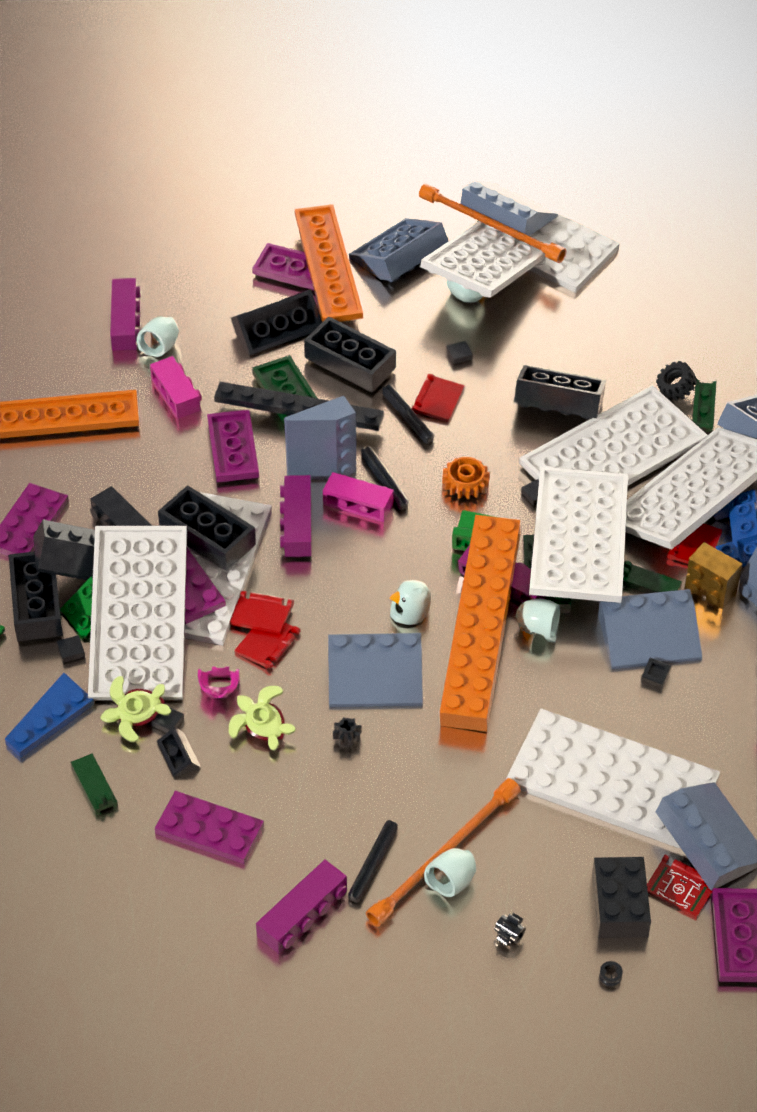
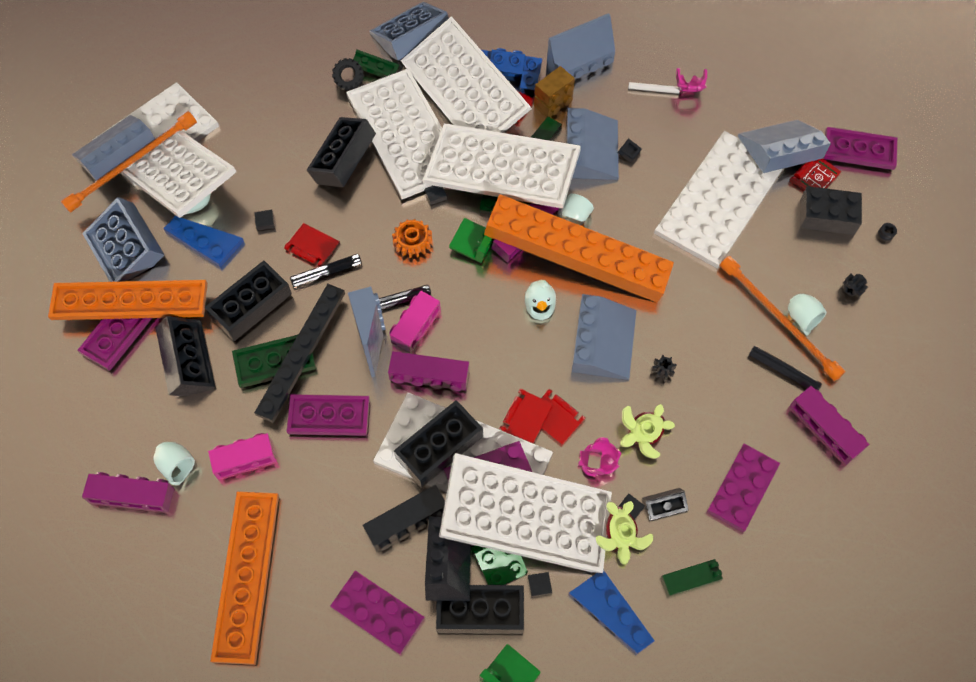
camera: 80 degrees left, 15 degrees up
(420, 312) = (208, 242): none -> blue wing

